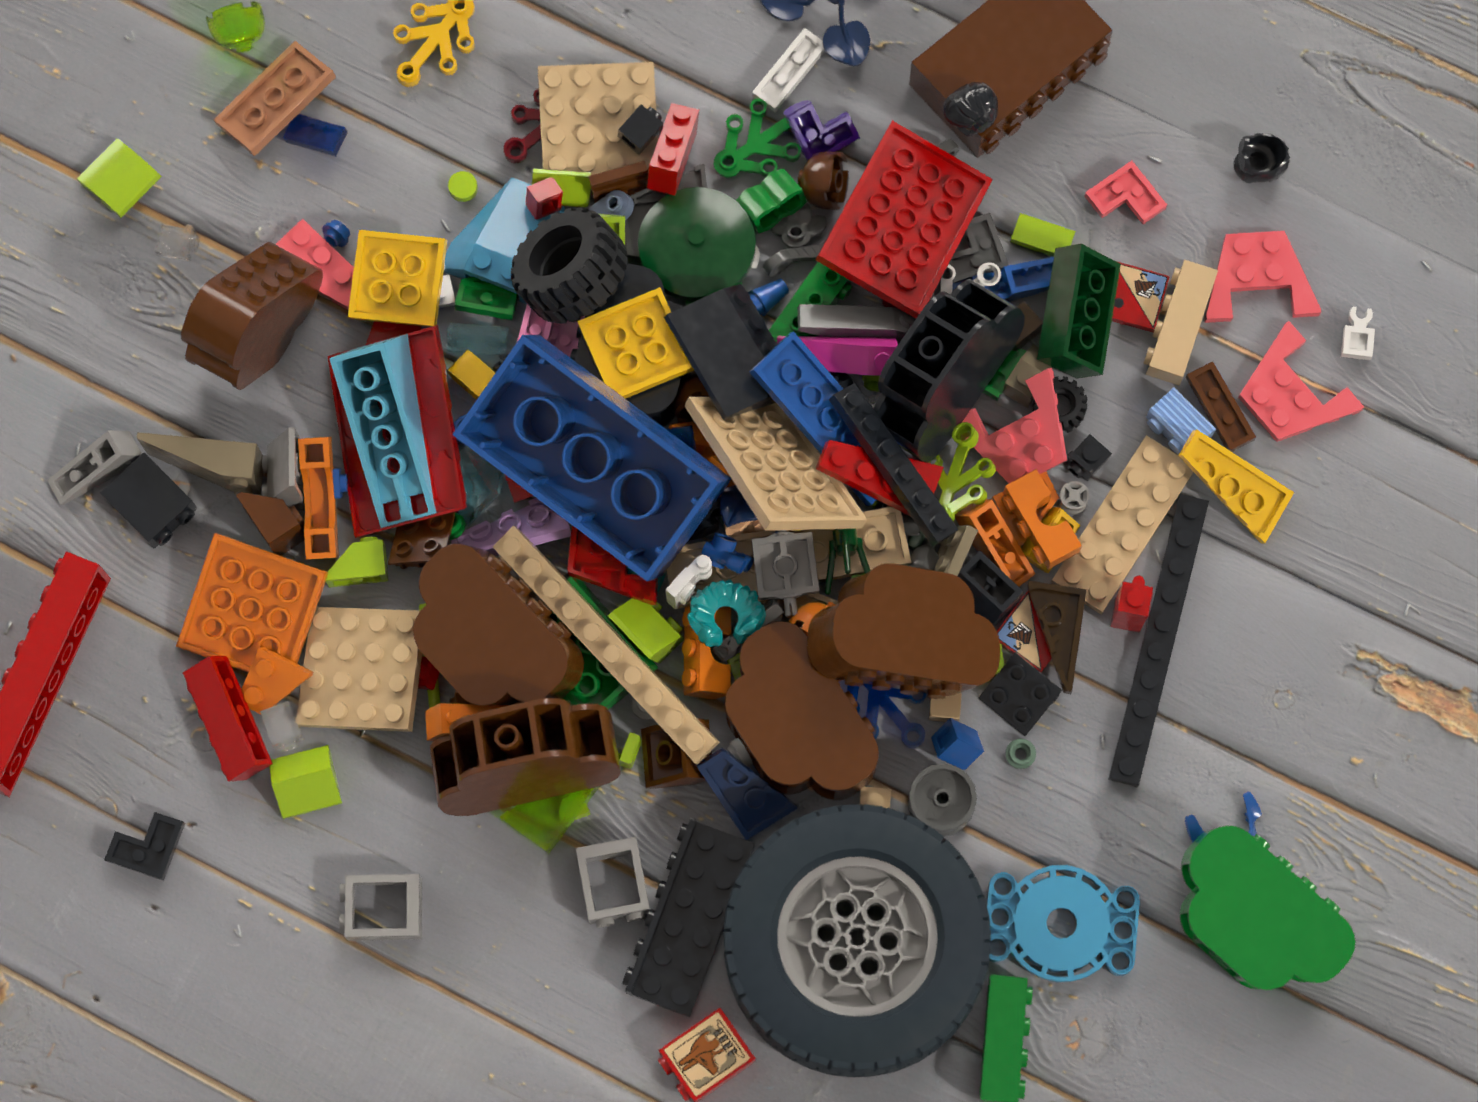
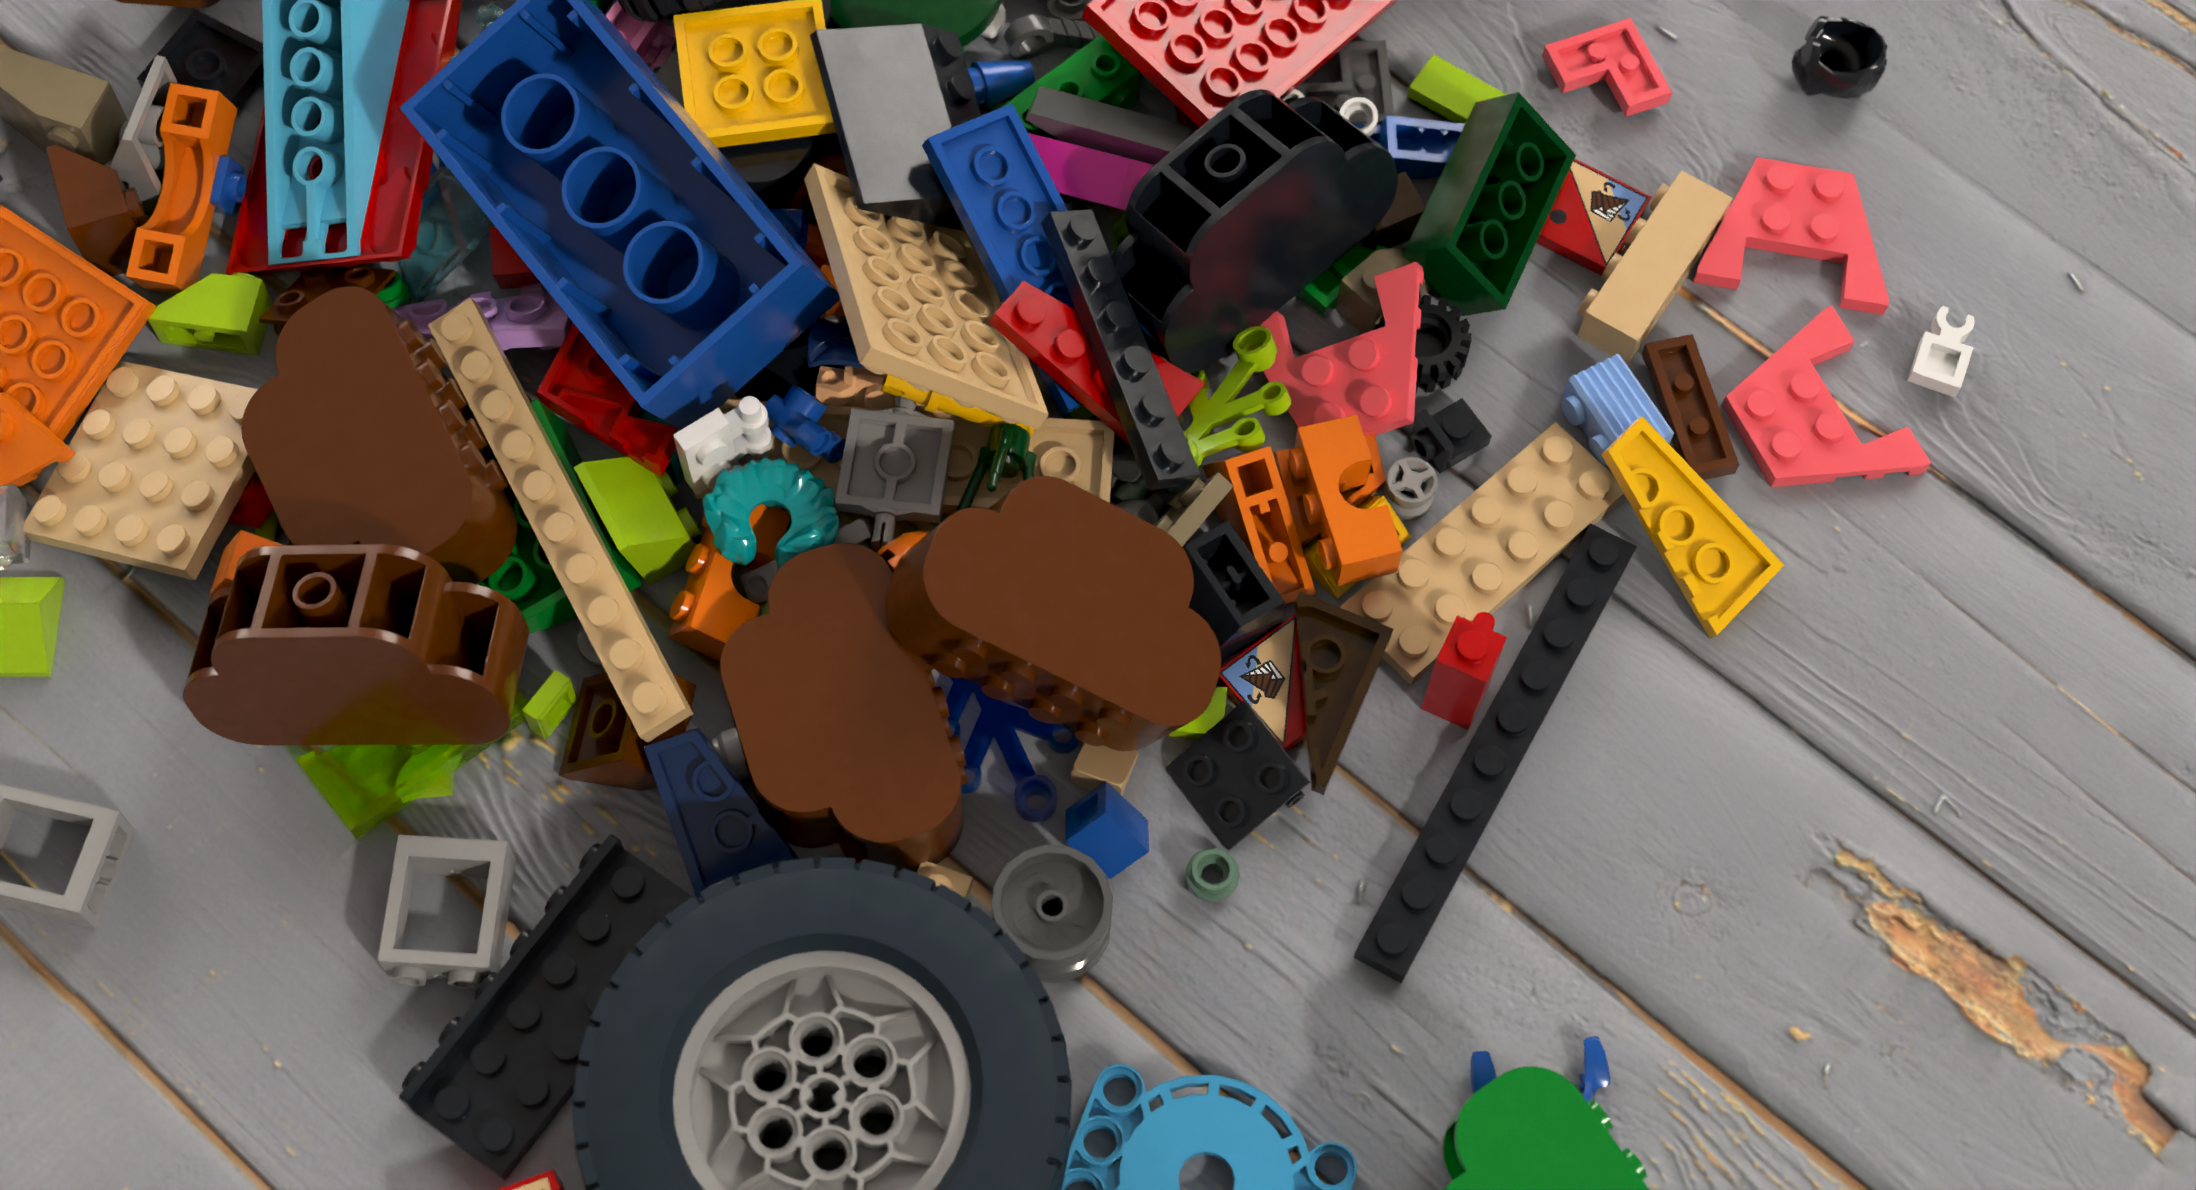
camera: 10 degrees right, 10 degrees down
(294, 404) = (213, 58): none -> black plate

